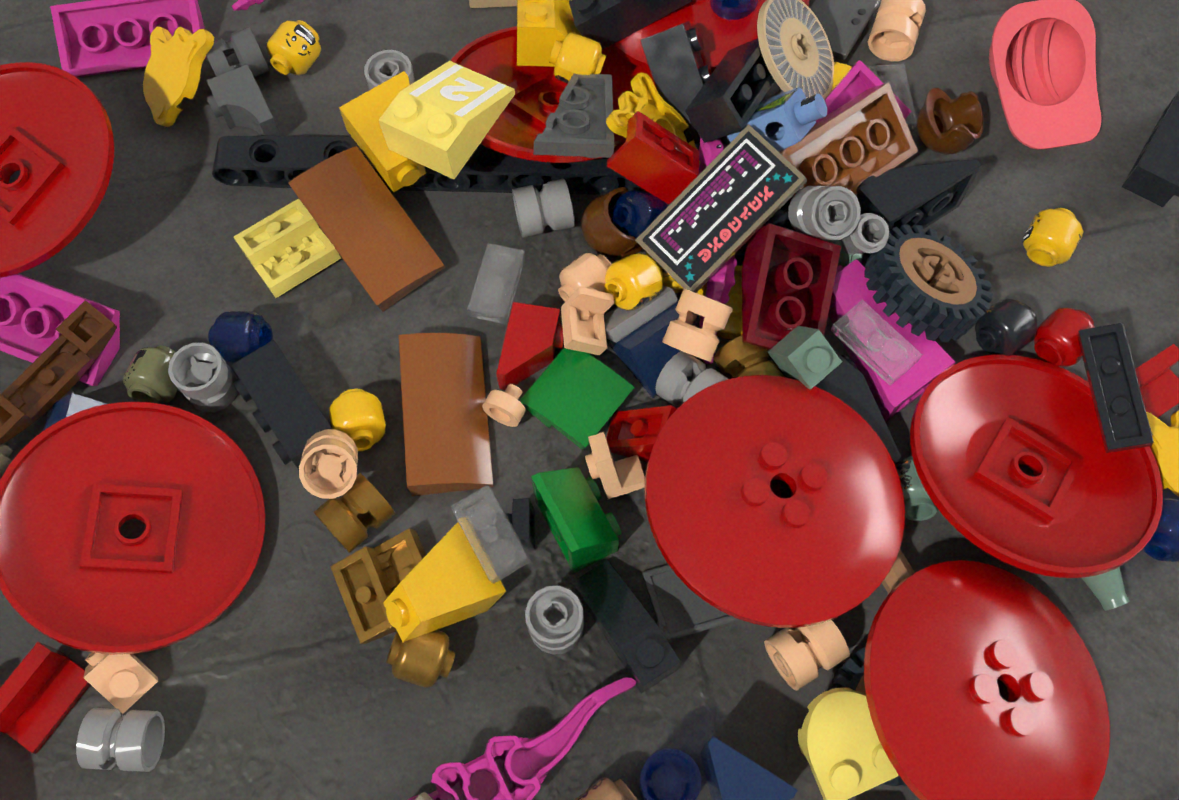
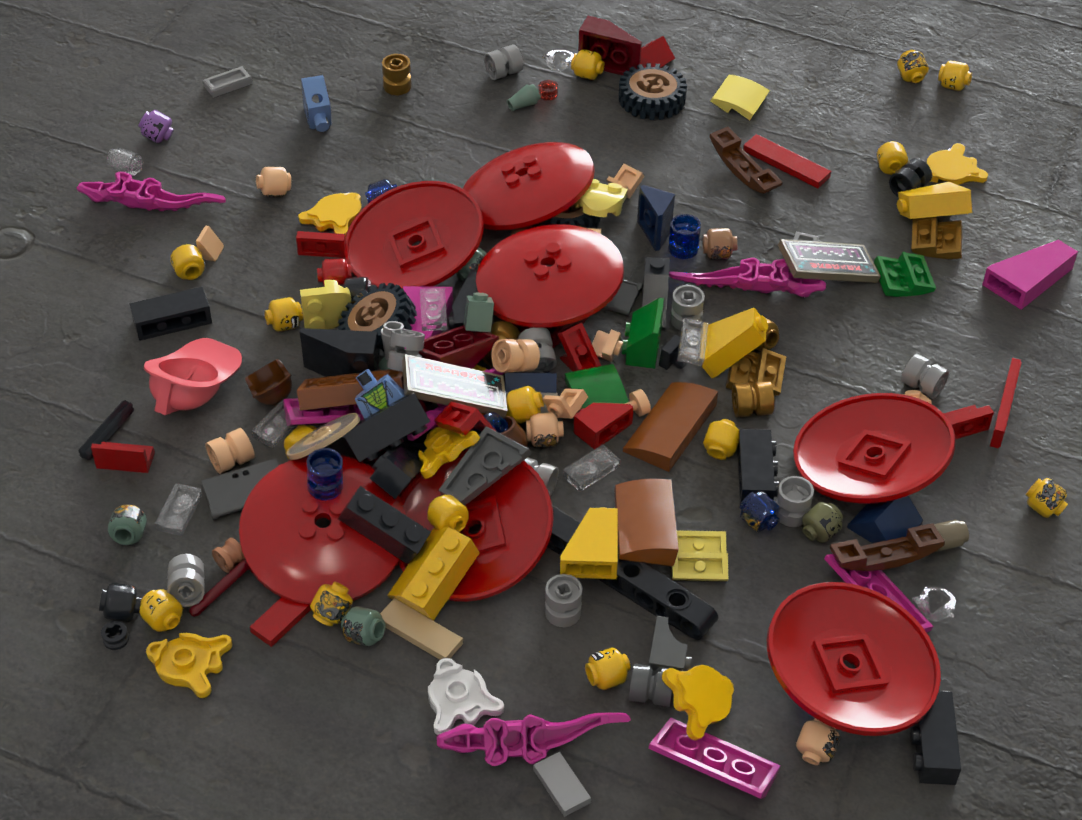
camera: 145 degrees left, 20 degrees down
(329, 464) = (752, 406): light nougat wheel -> none
(444, 117) = (560, 503): light yellow slope -> none
(1014, 256) = (324, 305): none -> light yellow slope
(1114, 388) = (349, 232): black plate -> none

